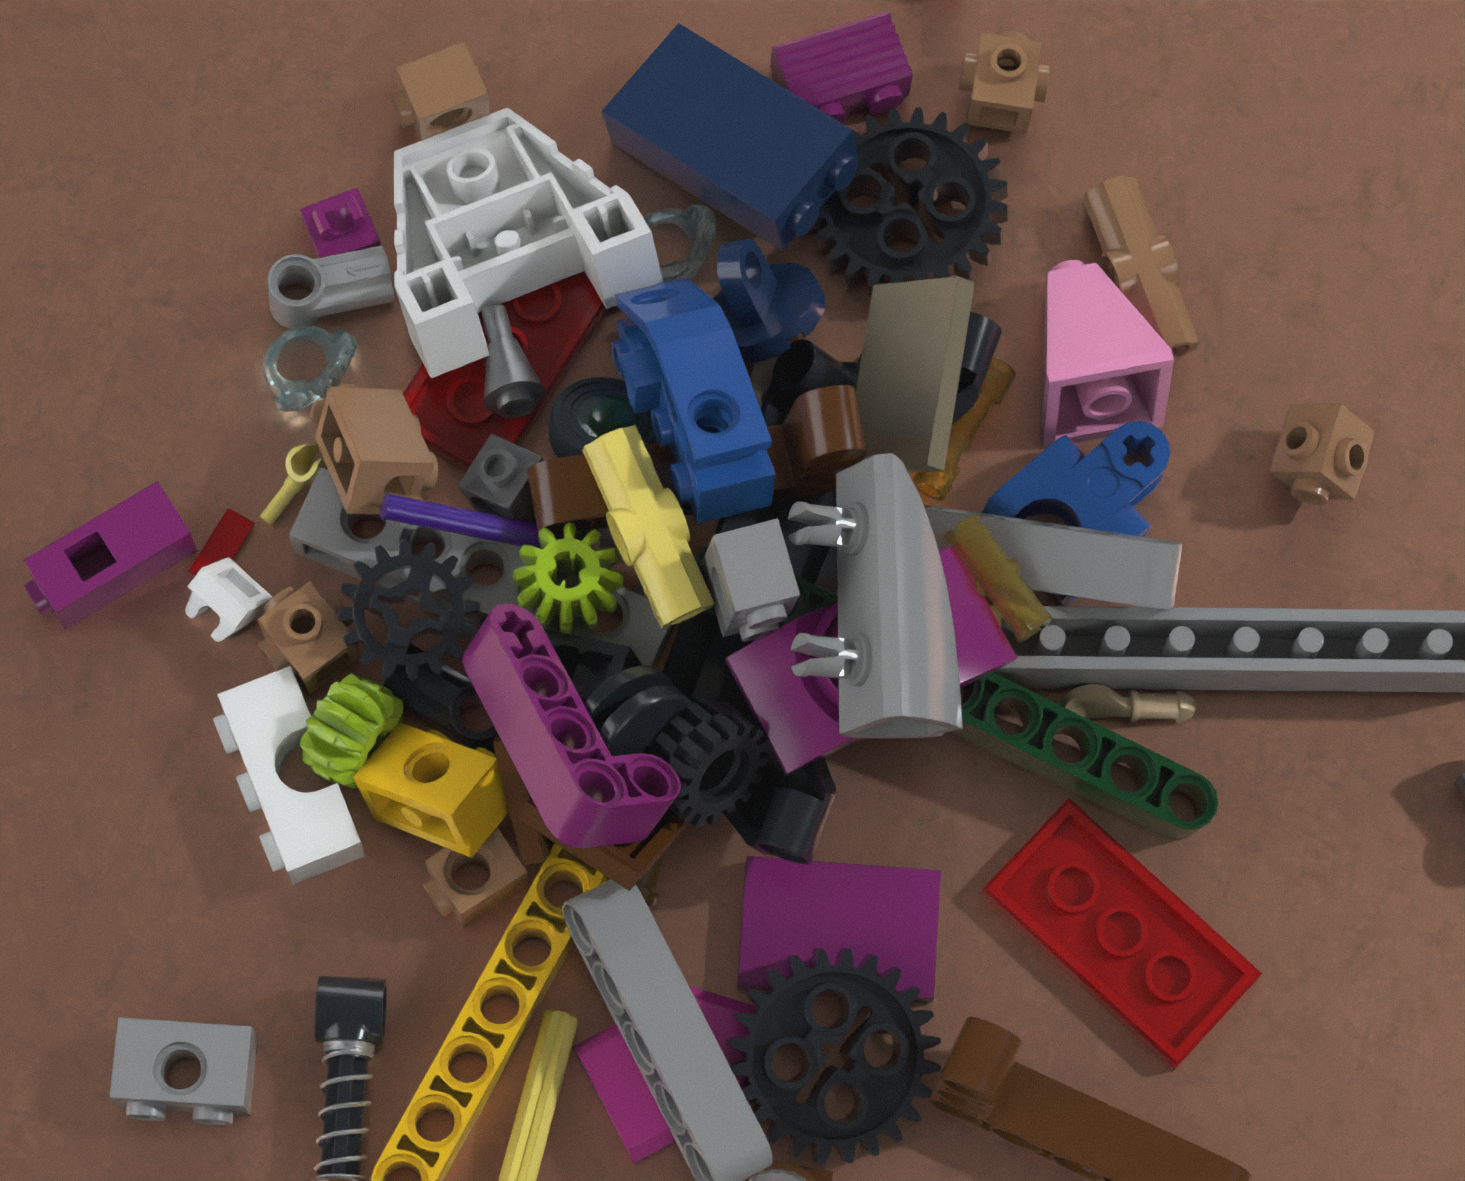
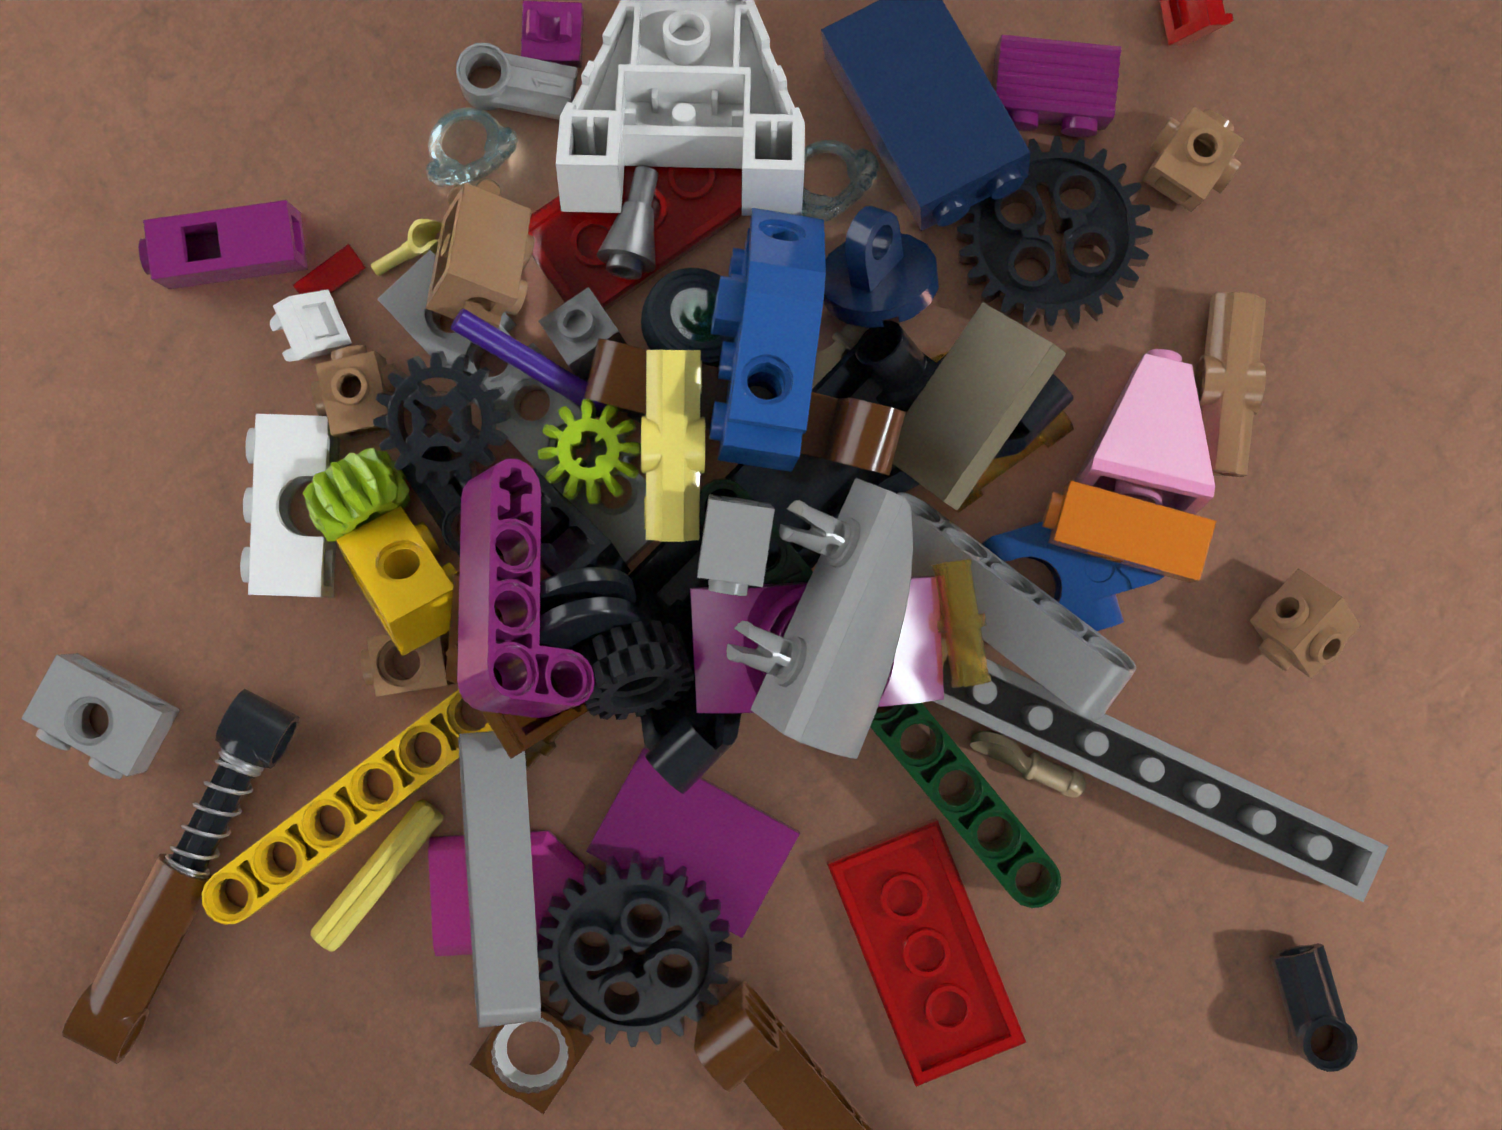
camera: 35 degrees right, 15 degrees up
(1113, 429) = (1129, 531): none -> orange brick

